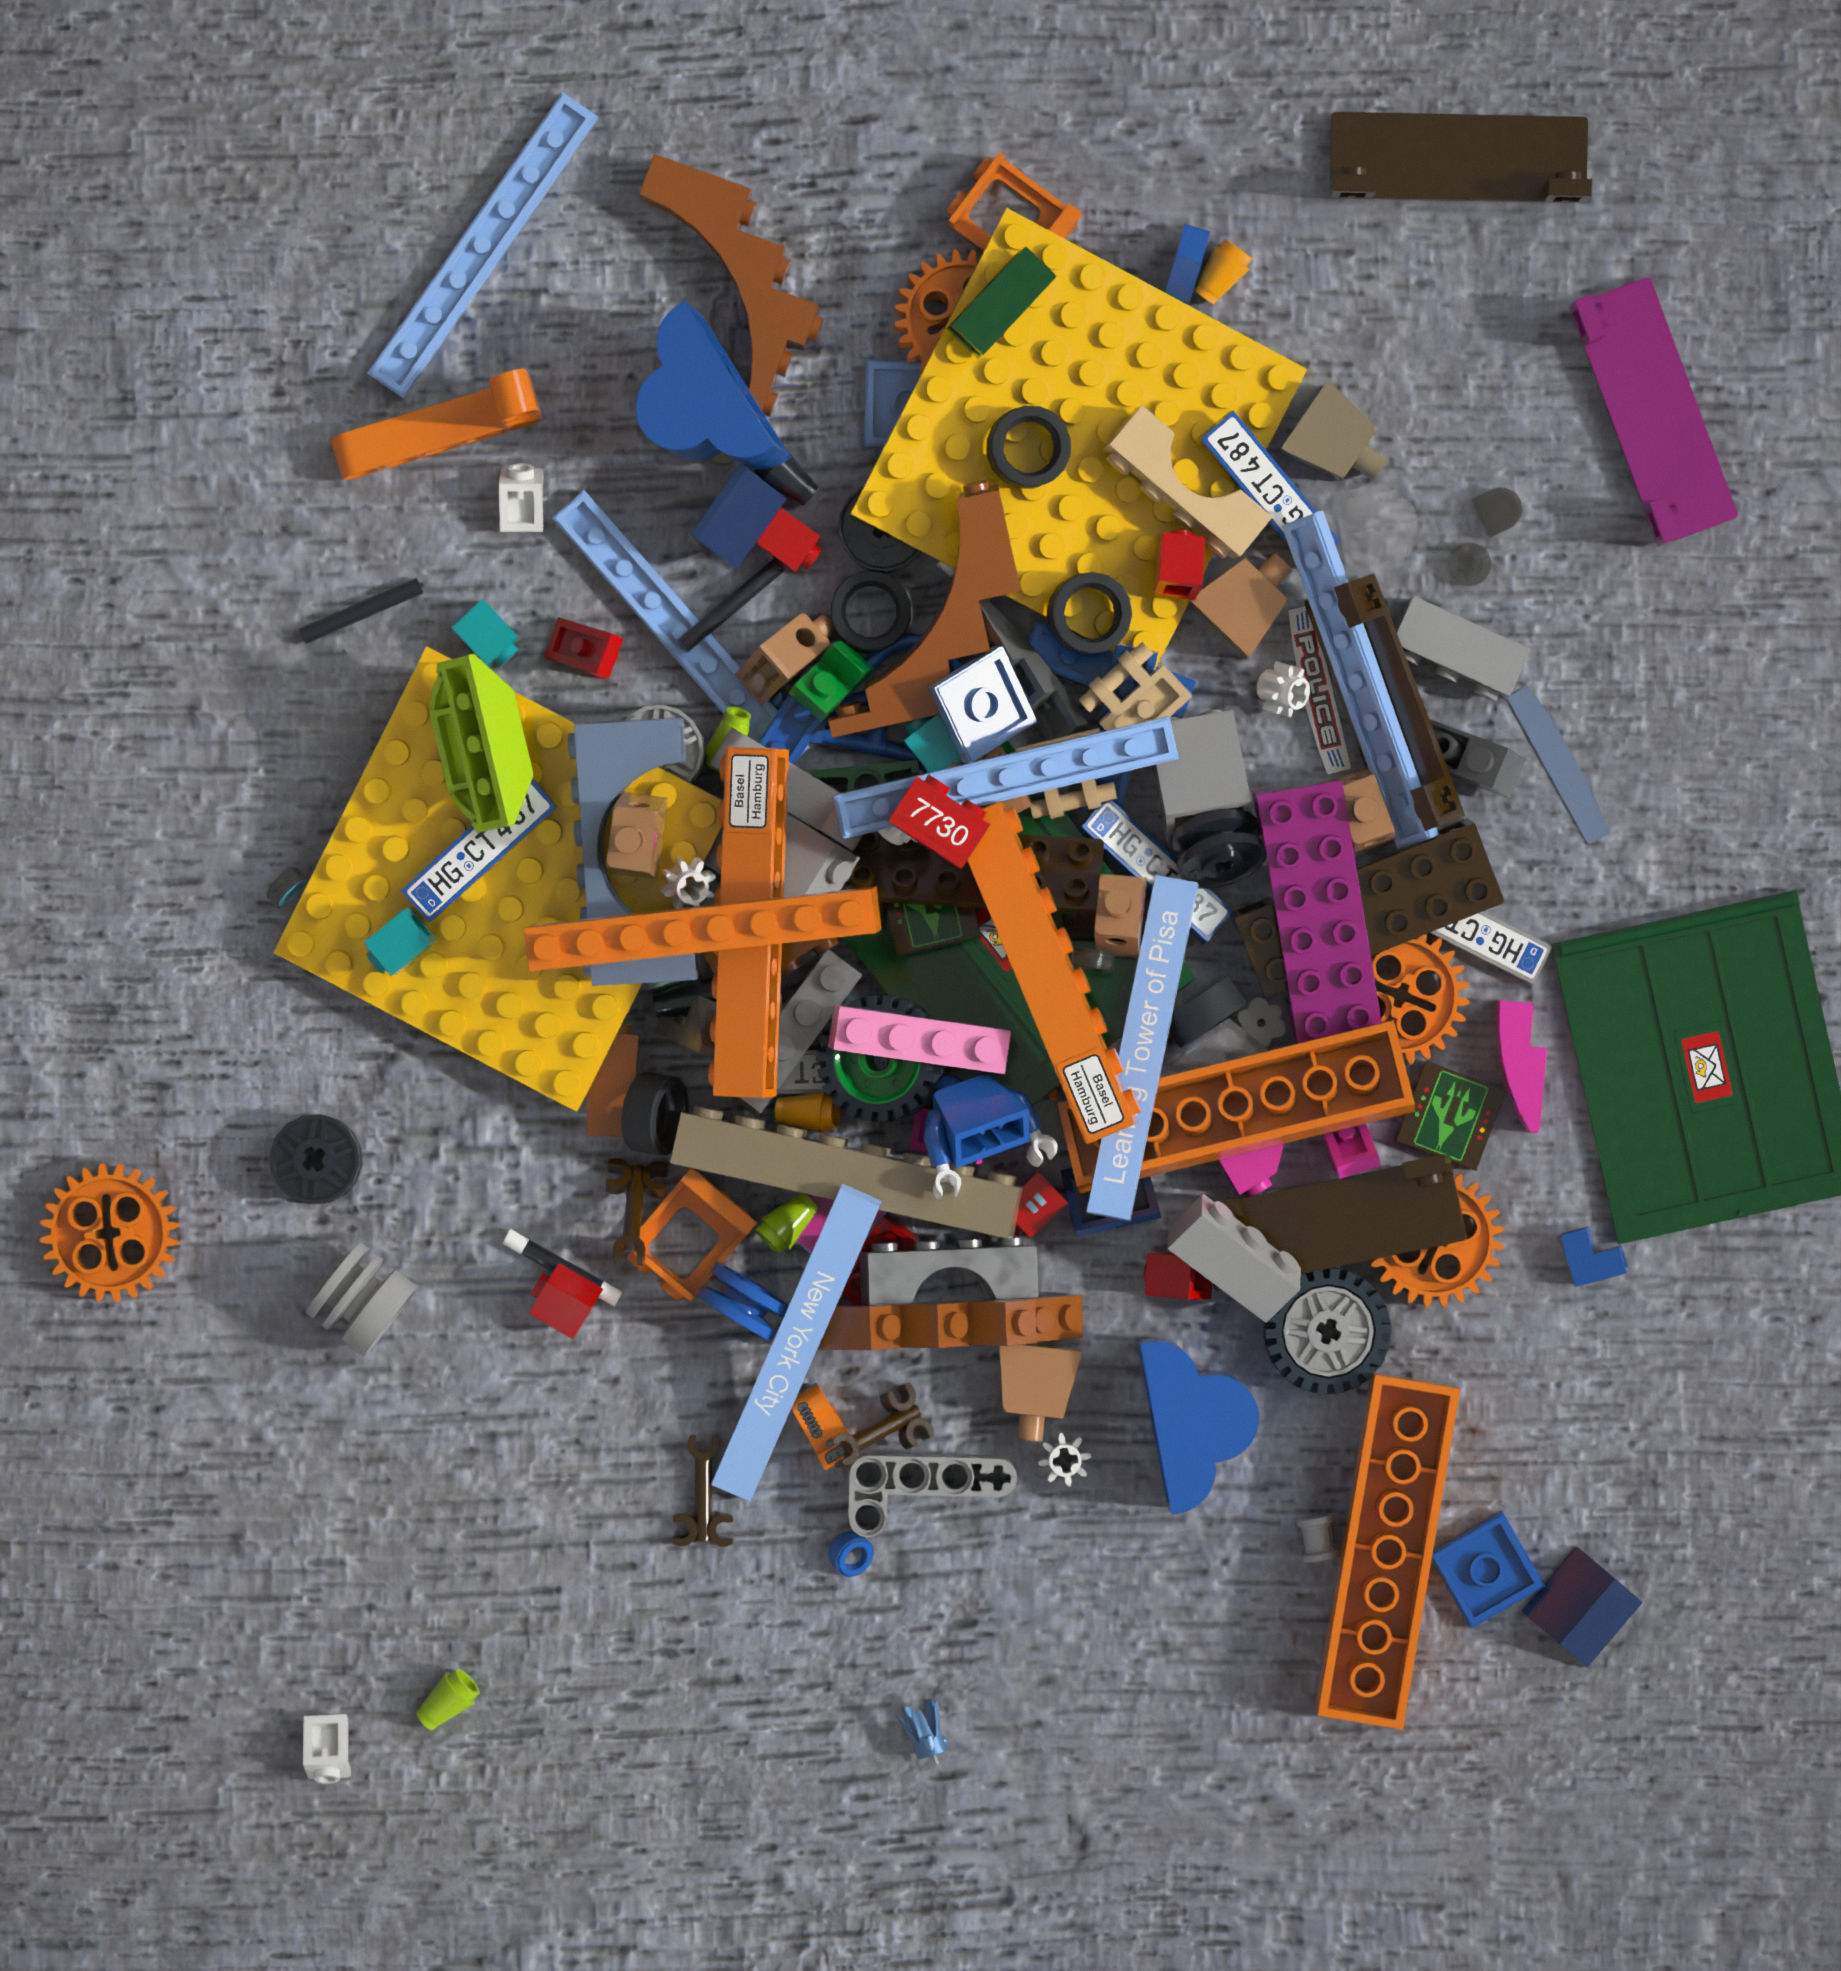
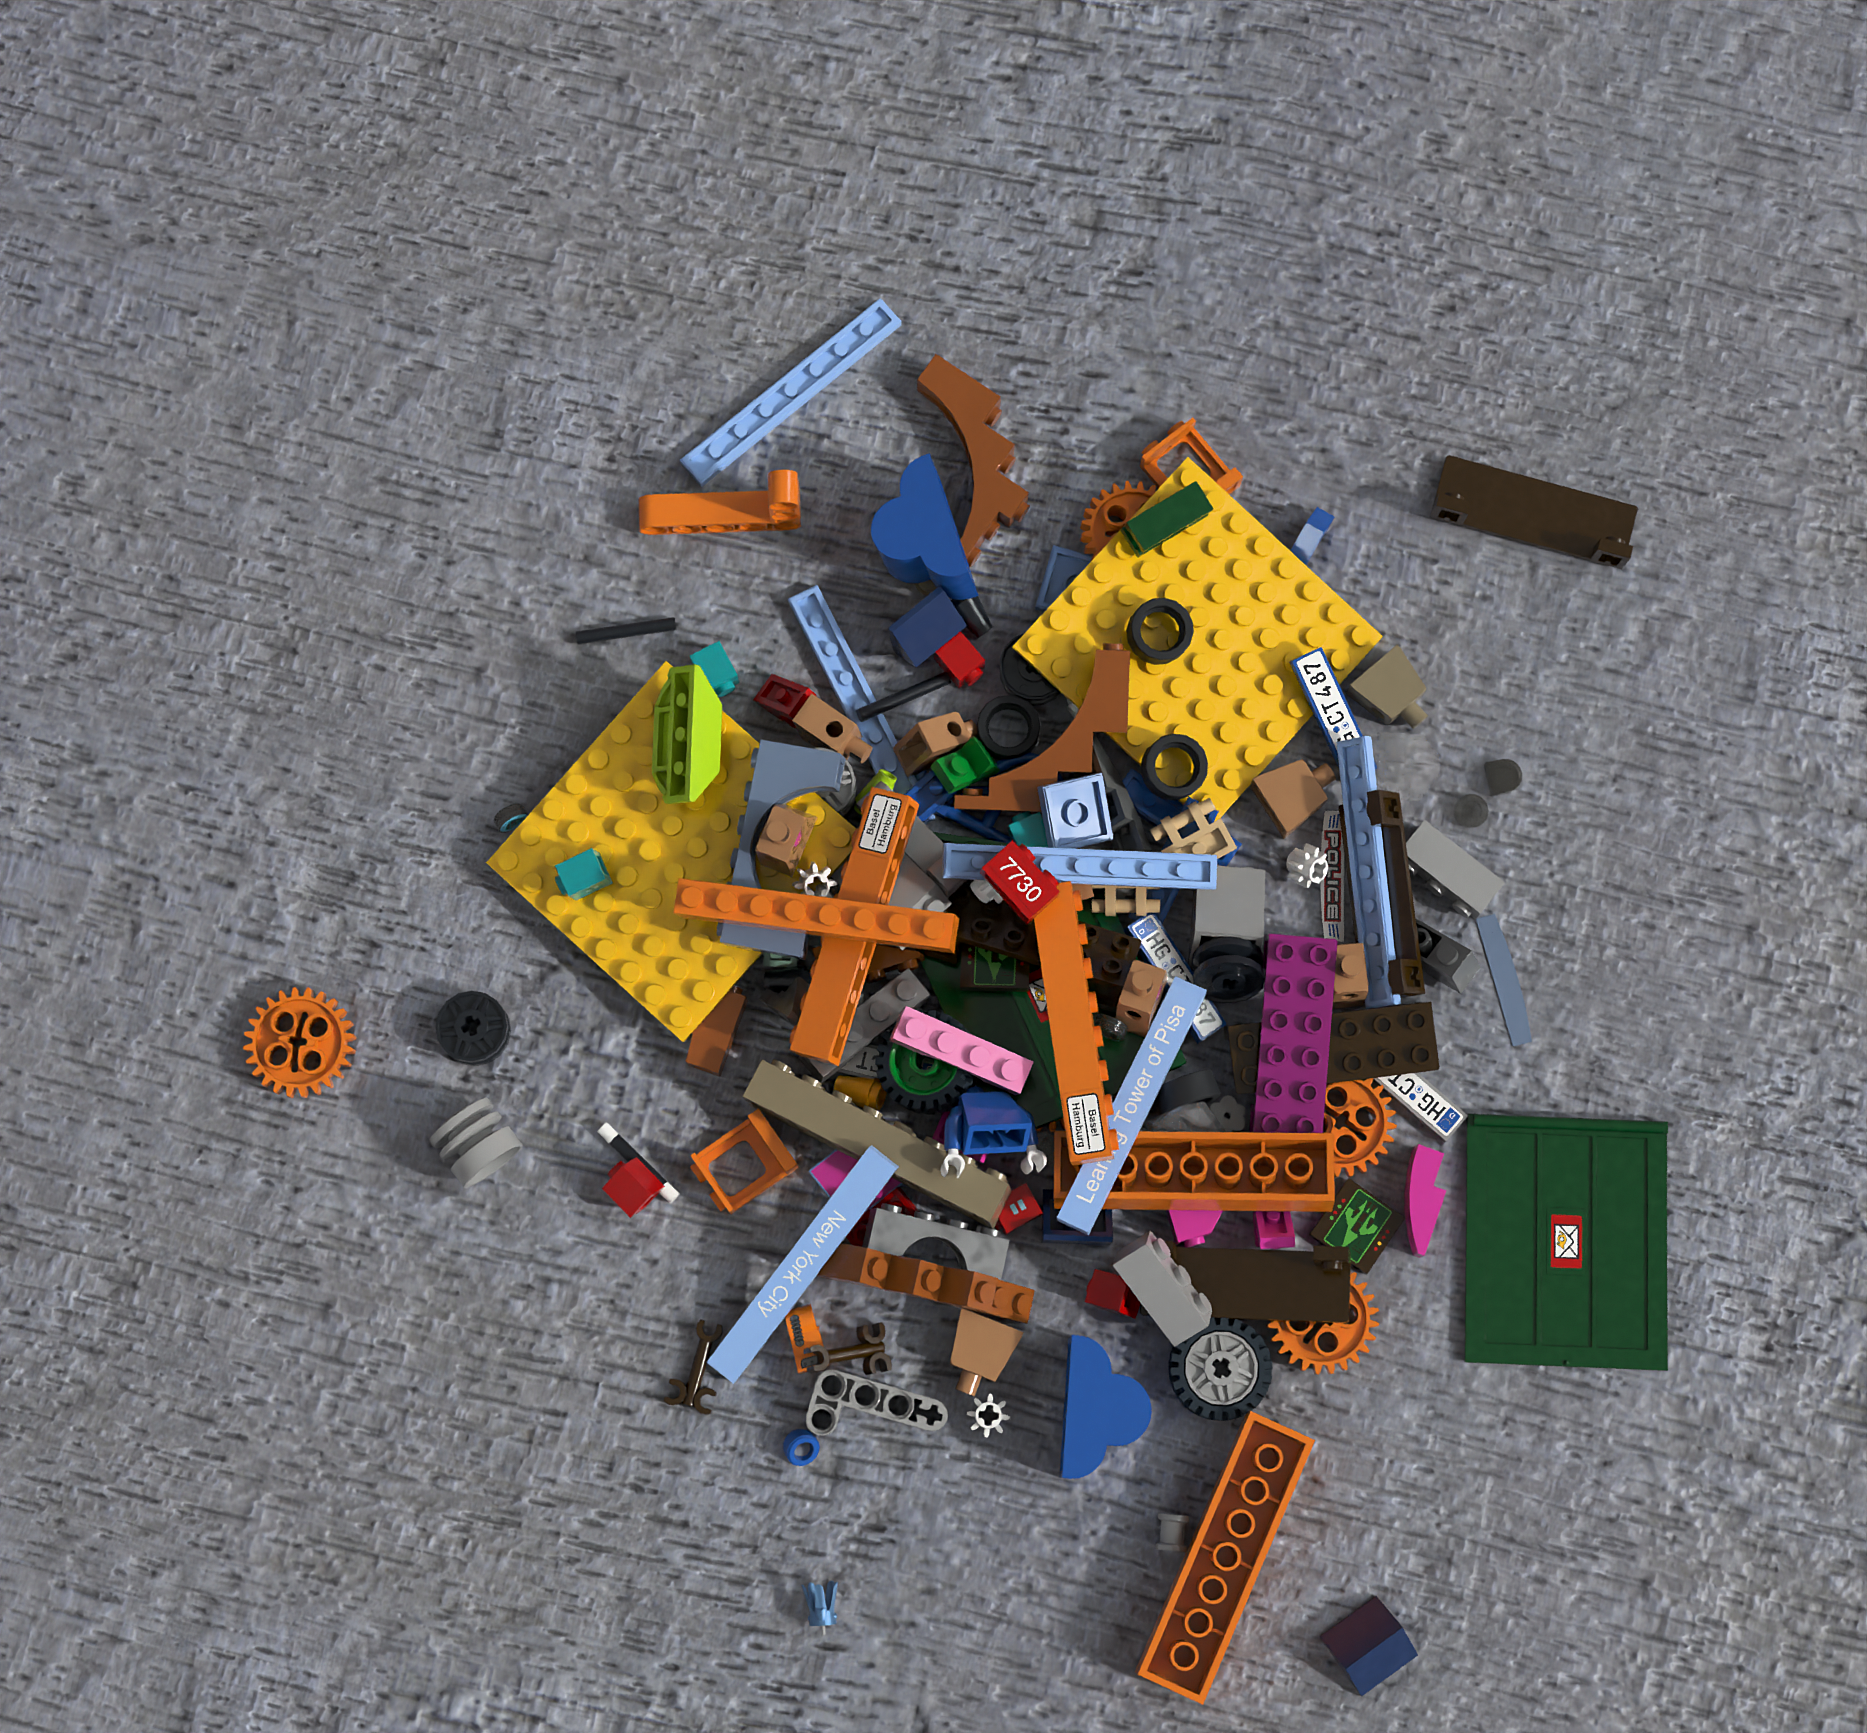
camera: 15 degrees right, 10 degrees down
(326, 1748) = (346, 1491): white bracket -> none
(449, 1698) = (453, 1477): lime cone -> none
(473, 856) = (659, 823): tile -> none
(521, 498) = (768, 579): white bracket -> none
(635, 1181) = (711, 1109): dark brown bar -> none
(640, 675) = (830, 729): none -> medium nougat torso
(653, 1113) = (738, 1044): black tyre -> none
(743, 1301) = (770, 1221): blue wheel -> none
(786, 1223) = (820, 1171): lime cone -> none
(1144, 449) = (1246, 659): tan arch -> none
(1179, 565) = (1251, 749): red brick -> none
(1222, 271) = (1337, 547): light orange cone -> none
(1486, 1569) = (1299, 1595): blue tile -> none
(1586, 1263) = (1437, 1371): blue piece -> none
(1653, 411) = (1638, 733): magenta bracket -> none

